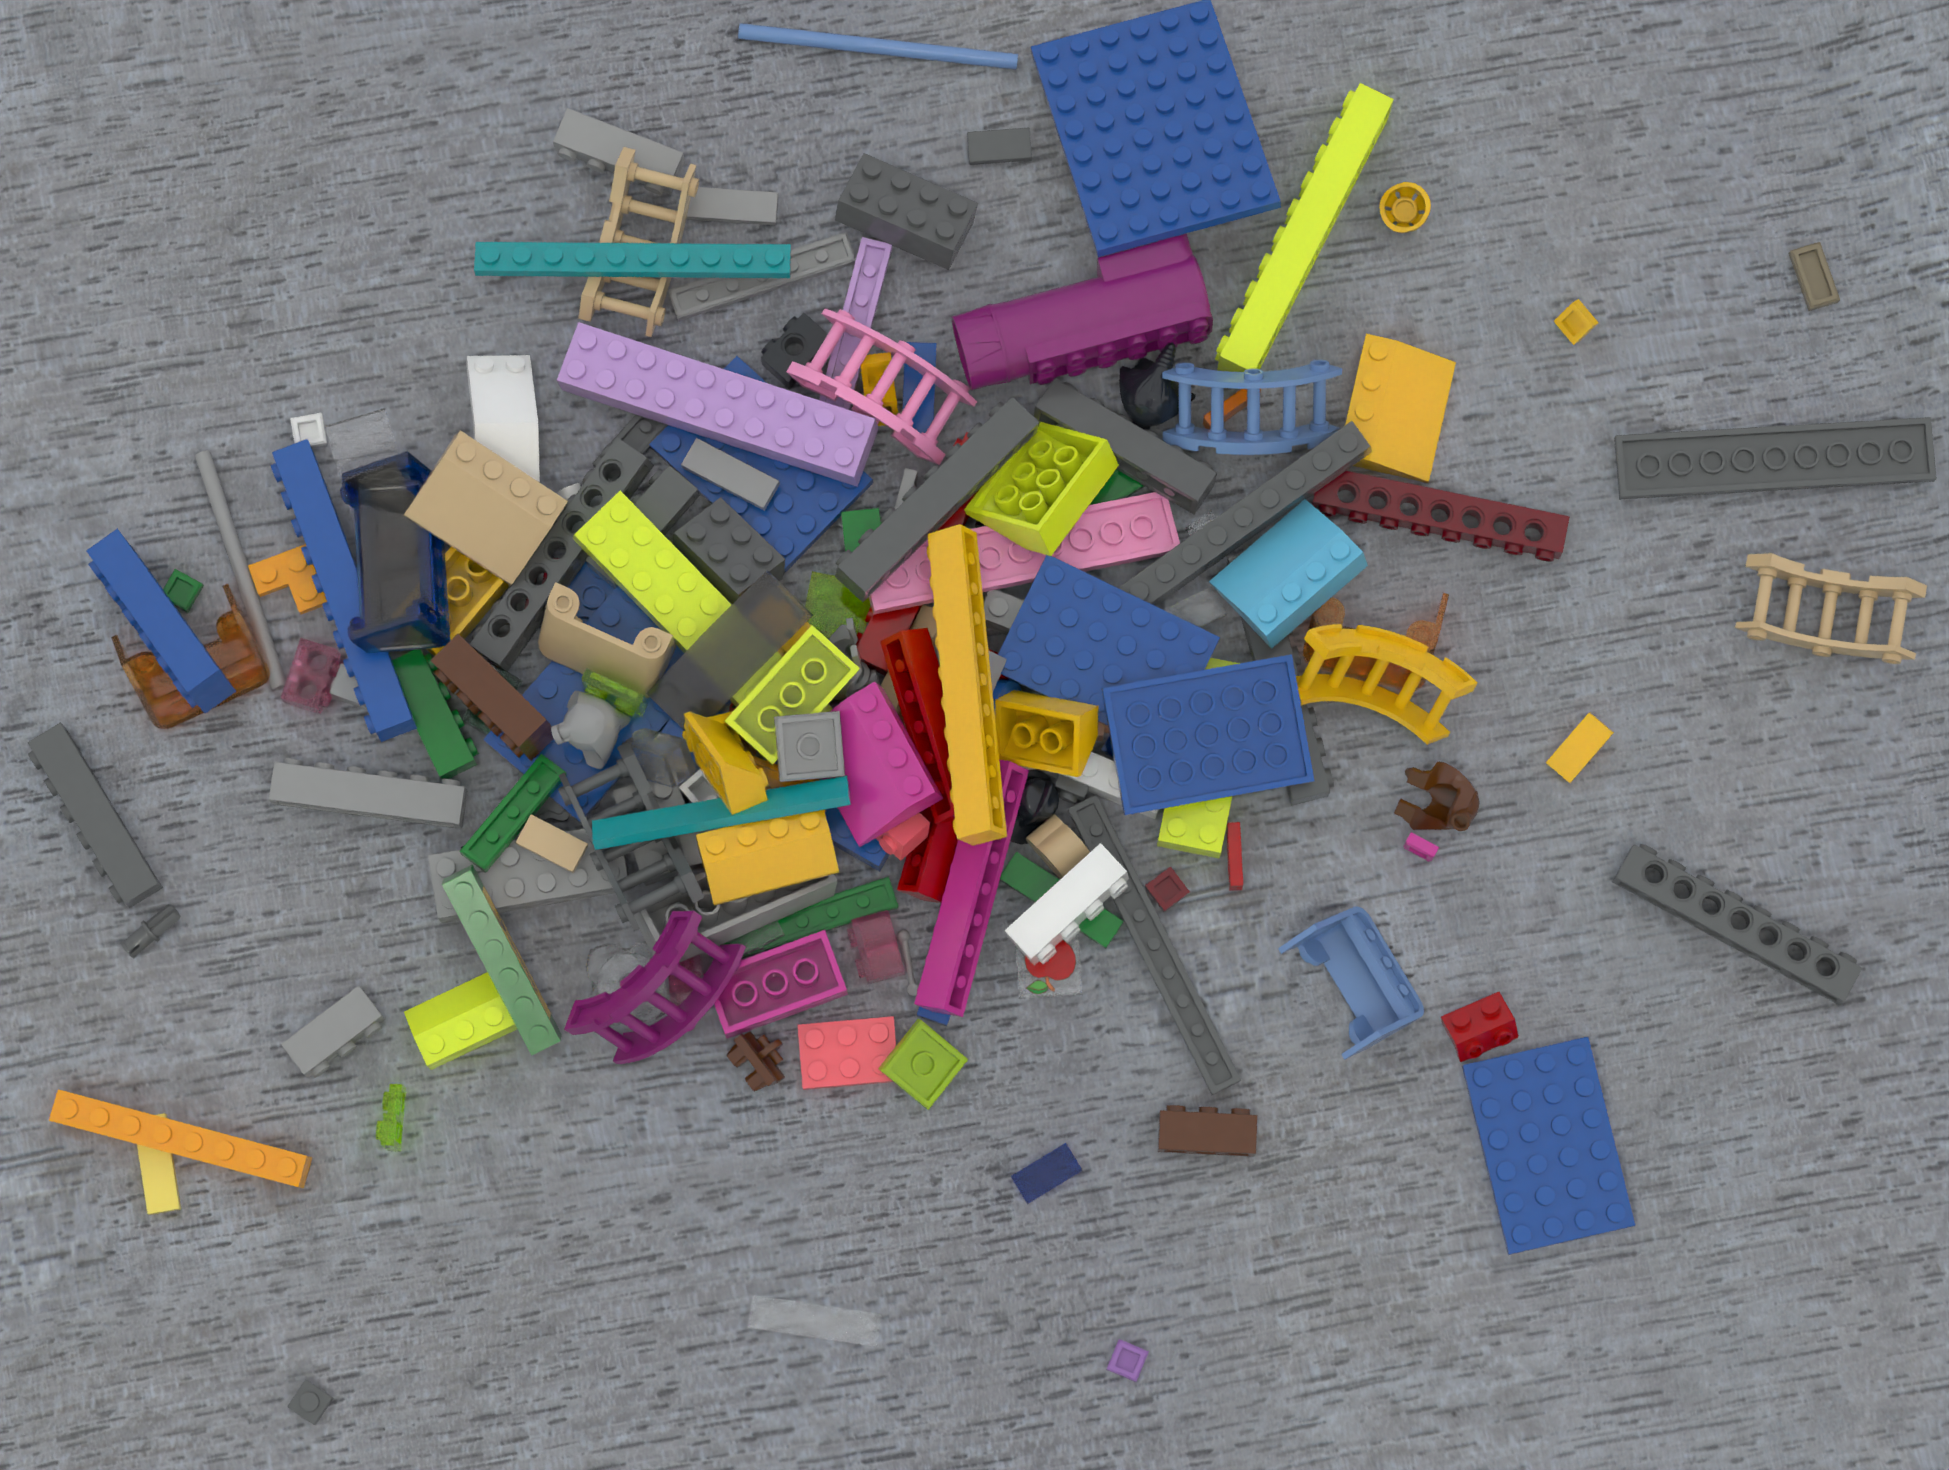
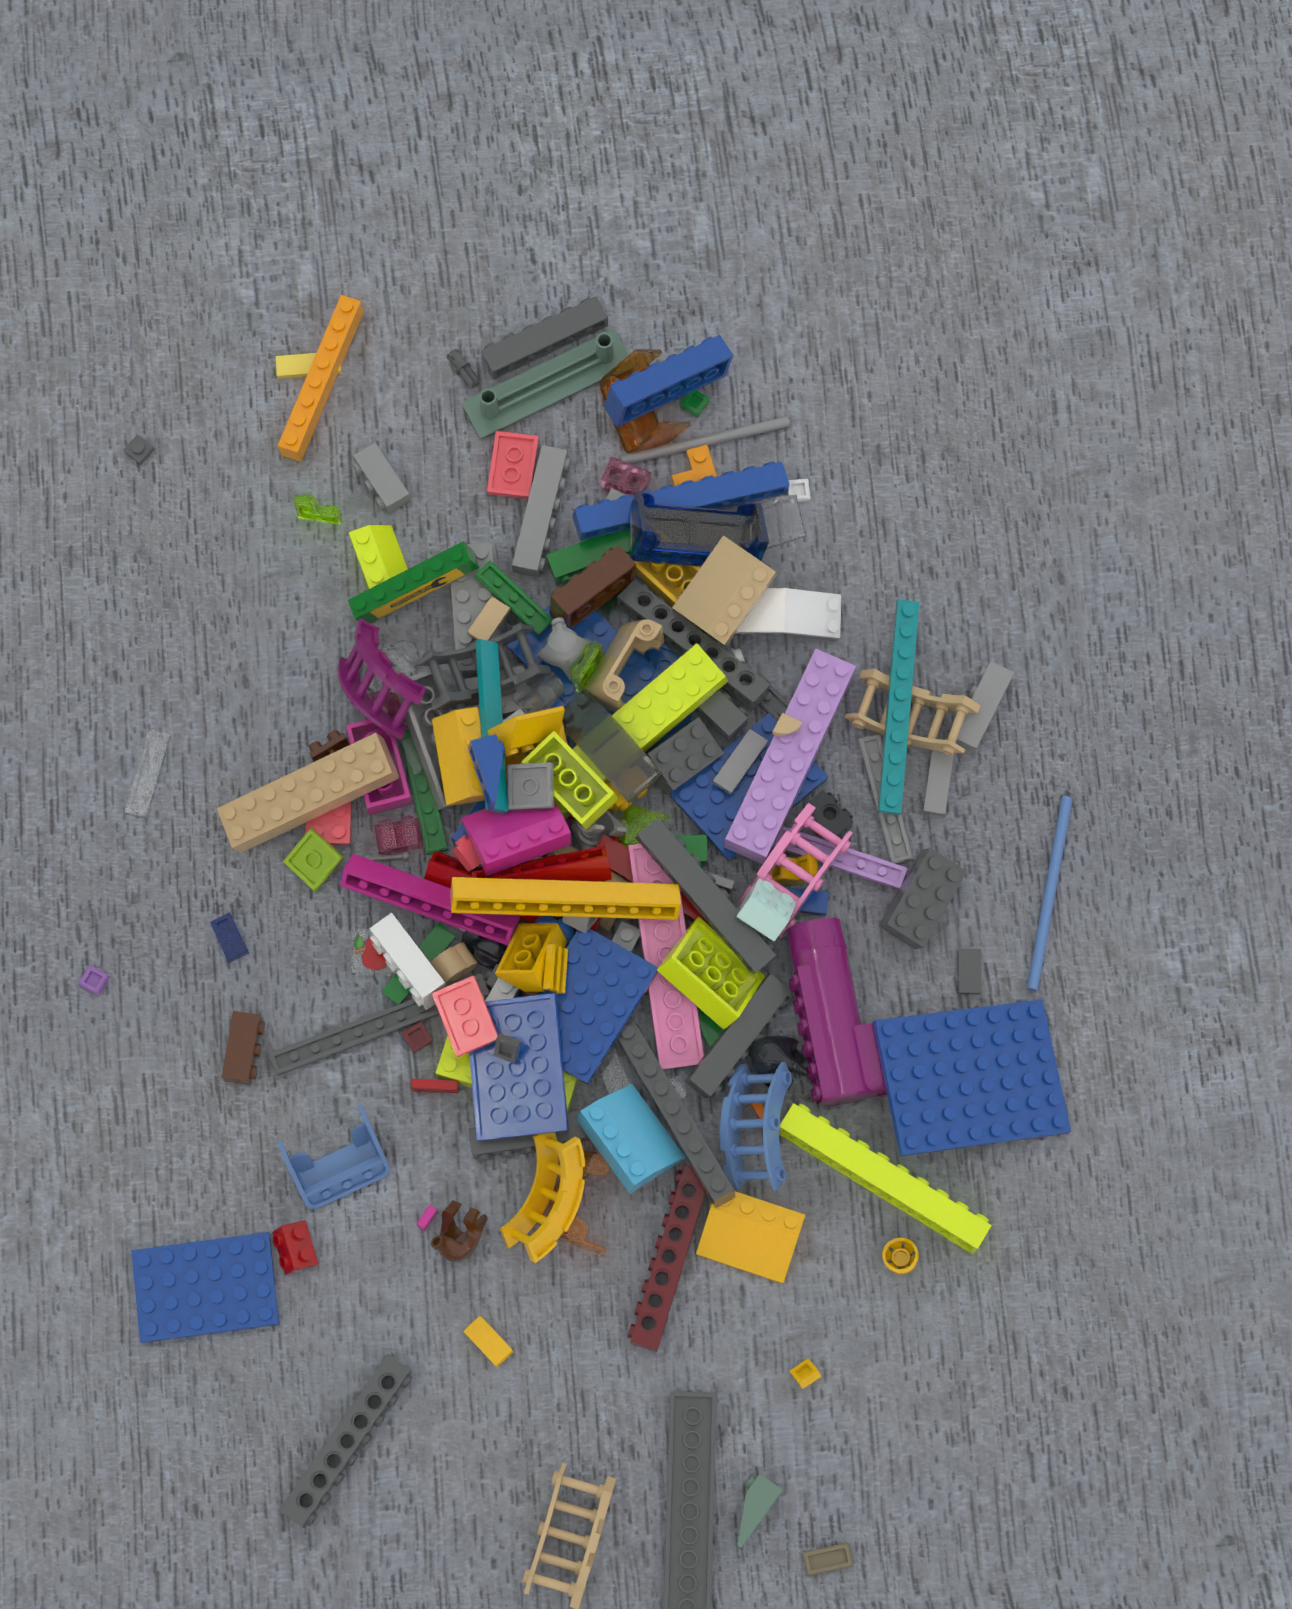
camera: 95 degrees right, 5 degrees down
(166, 806) = (544, 384): none -> sand green piece
(298, 842) = (512, 465): none -> coral plate
(680, 406) = (786, 725): none -> tan tile
(789, 802) = (487, 760): none -> blue slope
(832, 1076) = (308, 793): none -> tan brick
(950, 412) = (766, 909): none -> light aqua brick
(1064, 692) = (555, 969): none -> yellow tile
(1145, 809) = (465, 1016): none -> coral plate
(1187, 744) = (507, 1048): none -> dark grey plate
(1756, 371) = (757, 1502): none -> sand green slope

